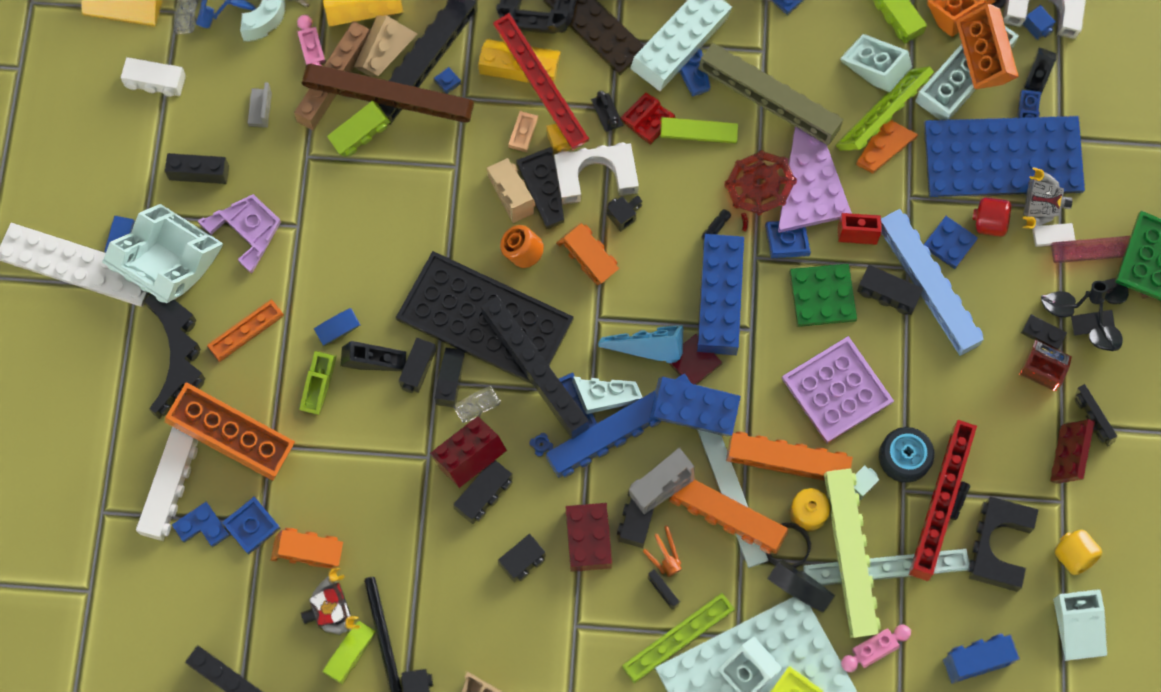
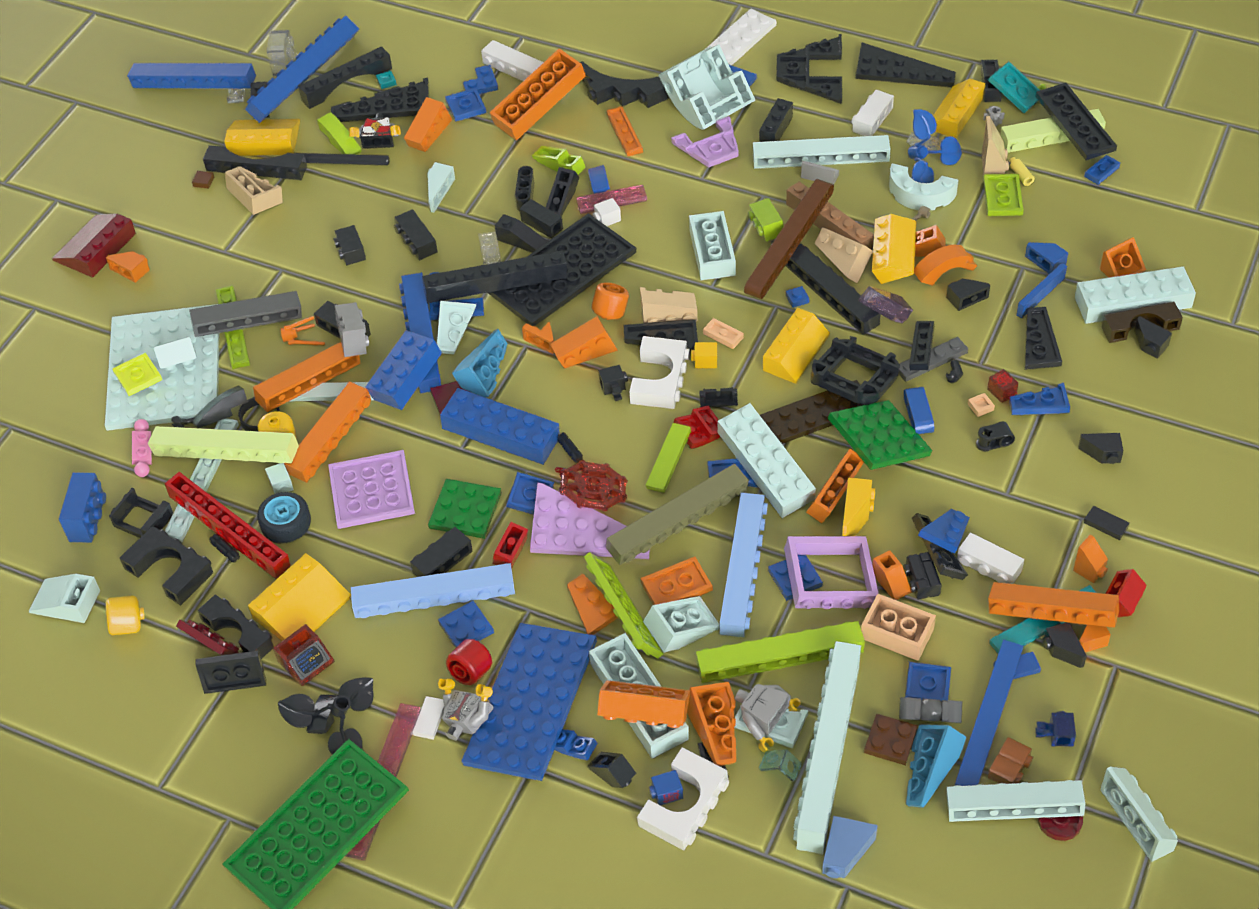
camera: 115 degrees right, 20 degrees down
(64, 81) = (888, 66): none -> black wing
(94, 178) = (794, 68): none -> black wing
(228, 644) = (386, 80): none -> teal tile
(229, 112) = (821, 151): none -> light aqua brick
(270, 613) = (390, 103): none -> black wing
(310, 41) = (867, 213): bright pink plate -> none
(363, 303) = (621, 196): none -> clear pink plate
(366, 397) = (524, 186): none -> black beam
(388, 299) = (607, 212): none -> white brick
(392, 501) = (439, 181): none -> light aqua slope
(409, 174) = (712, 245): none -> light aqua brick
(468, 451) = (449, 226): dark red brick -> none
(541, 81) = (757, 338): red plate -> none
(587, 297) = (539, 338): none -> orange slope
(588, 537) = (341, 285): dark red brick -> none
(663, 589) = (272, 323): black tile -> none
(667, 621) = (245, 313): none -> dark grey brick
(796, 31) = (742, 565): none -> light blue brick
(829, 626) = (178, 422): none -> black hand
(837, 79) = (677, 582): none -> orange plate
(958, 585) = (160, 517): none -> black window
(990, 398) = (299, 597): none -> yellow slope
(1035, 464) = (219, 615): none -> black arch
(1043, 332) = (337, 672): black plate -> none

